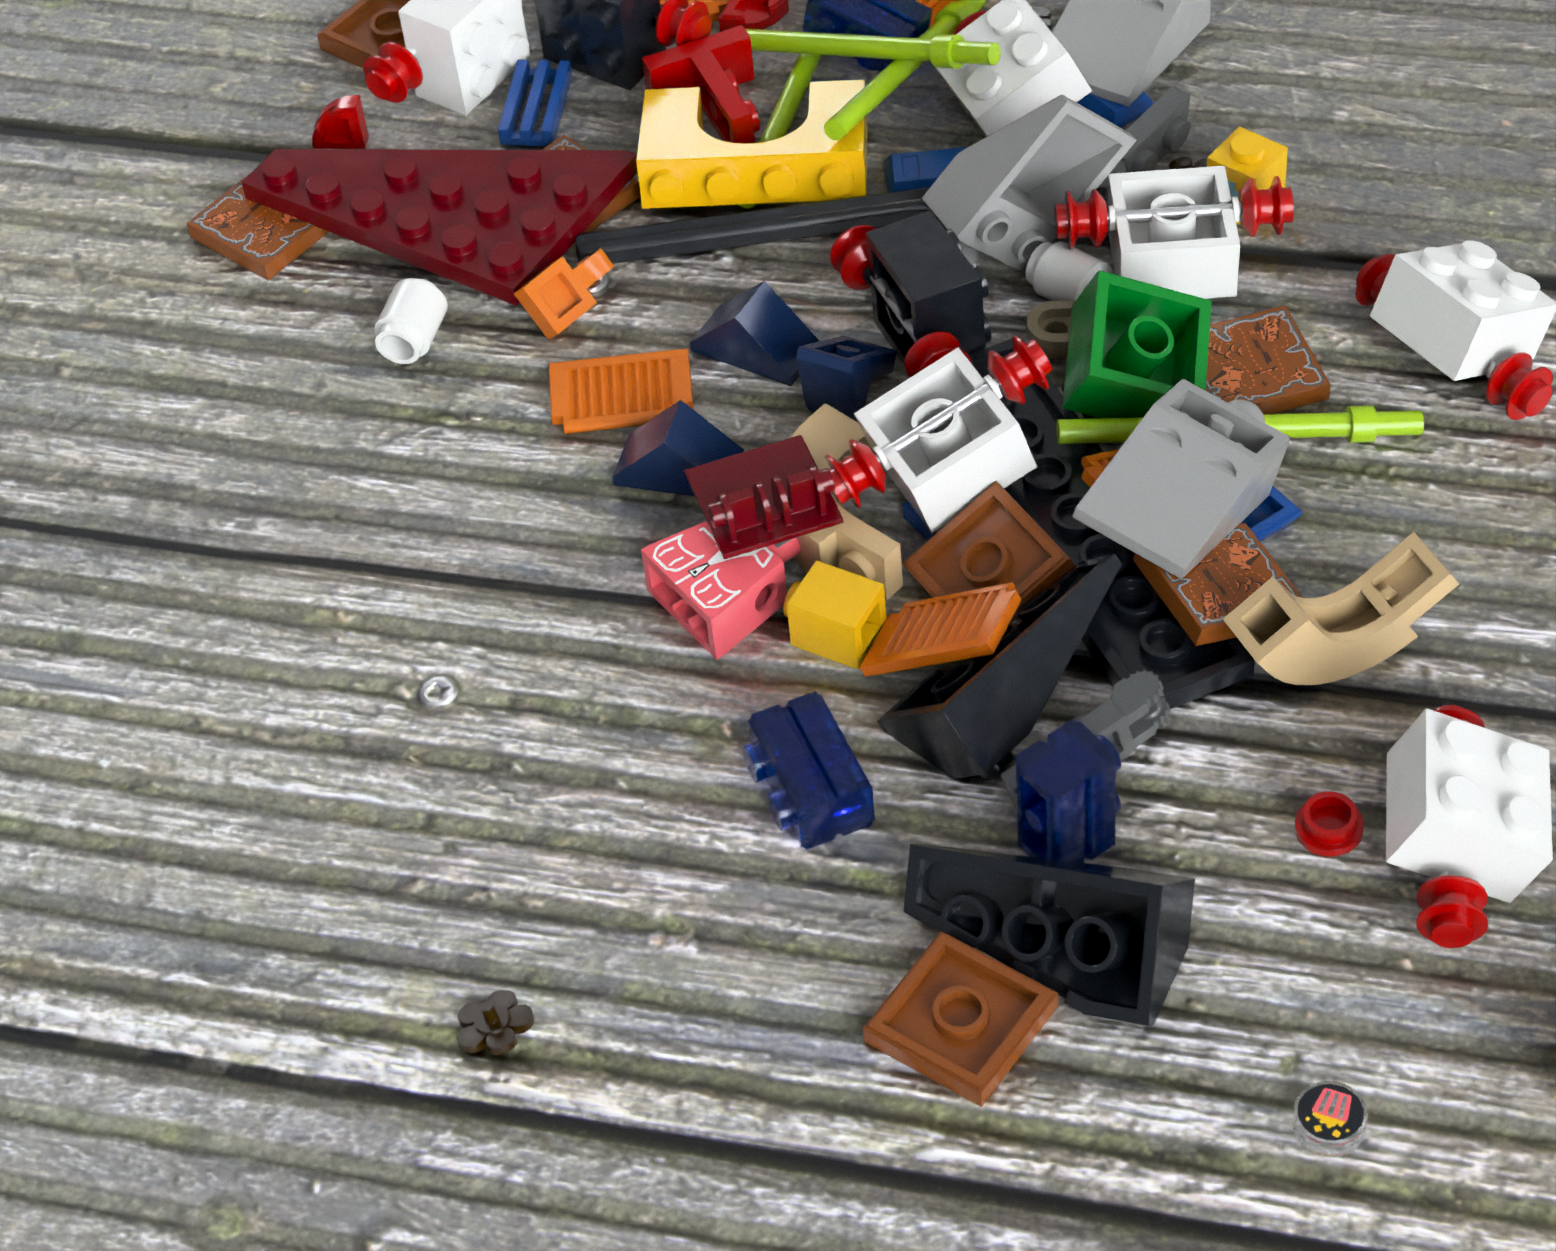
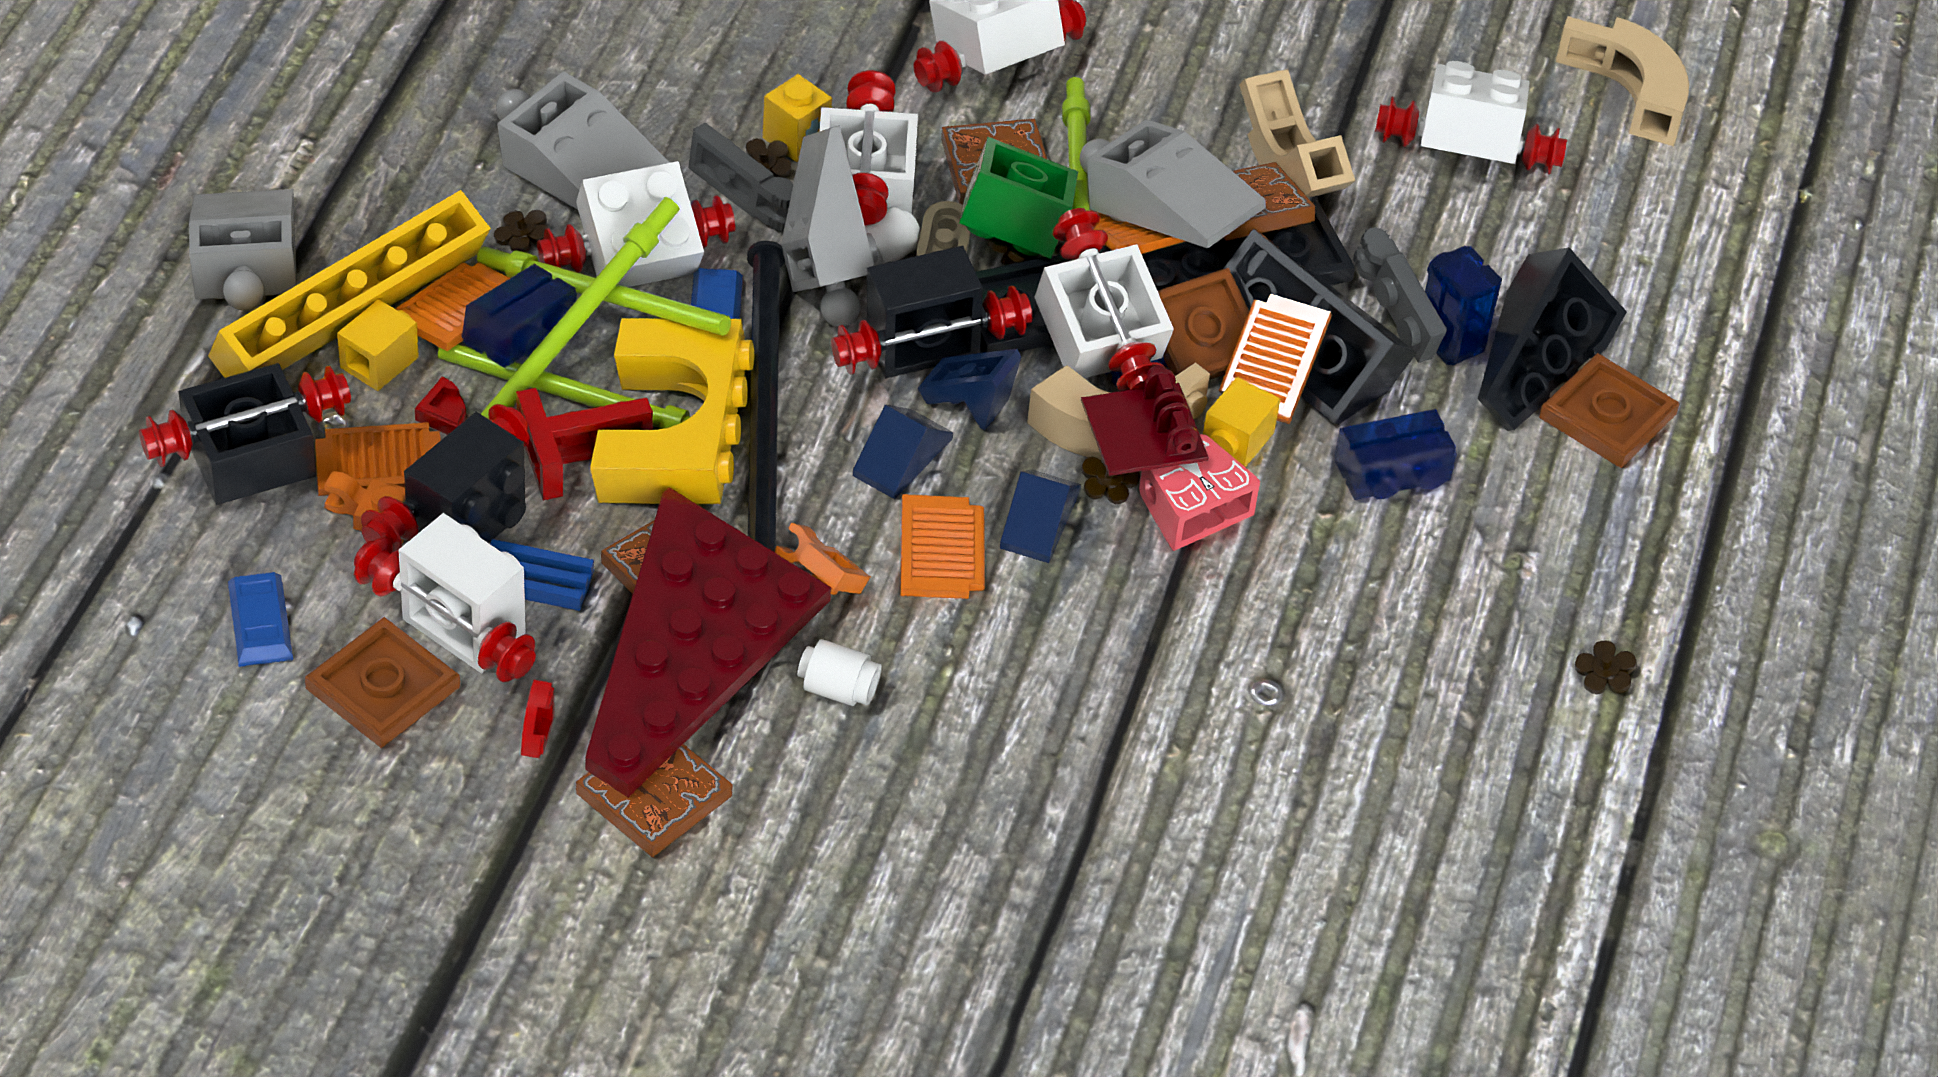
camera: 95 degrees left, 0 degrees up
(1329, 824) = (1459, 197): red plate -> none
(1330, 1118) = (1696, 242): tile -> none

